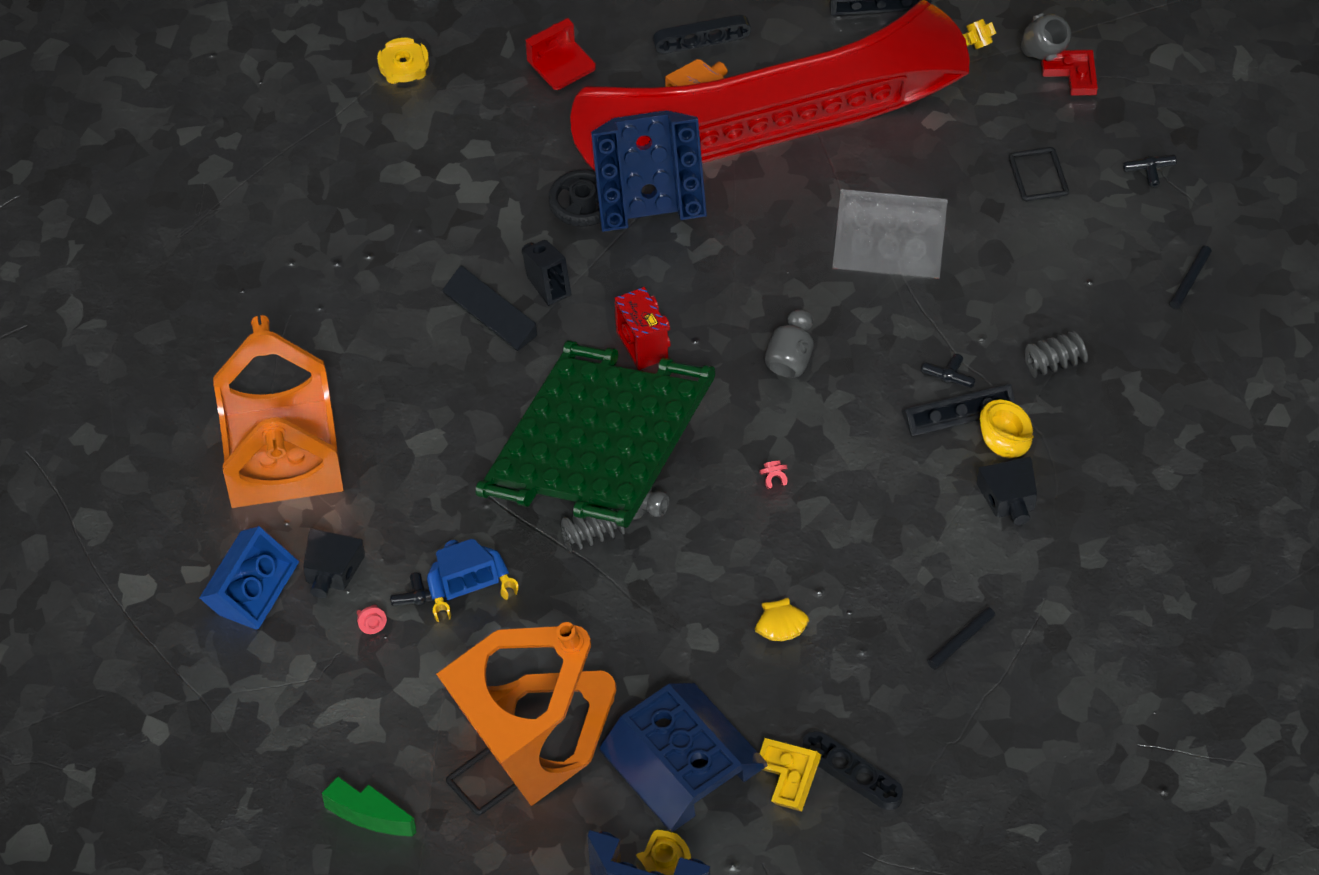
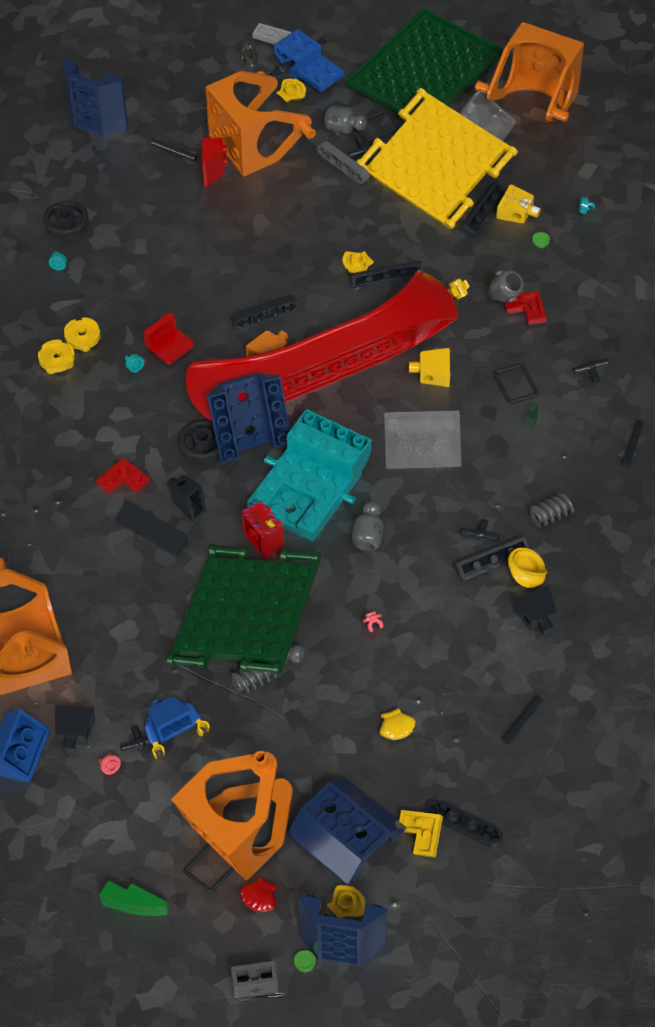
camera: 10 degrees left, 0 degrees up
(444, 45) = (82, 342): none -> yellow plate
(465, 229) = (122, 473): none -> red plate
(508, 81) = (134, 362): none -> teal tile
(544, 828) = (259, 895): none -> red animal
(727, 262) = (313, 474): none -> teal piece
(924, 137) = (433, 367): none -> yellow torso
(1052, 221) = (532, 416): none -> clear green tile

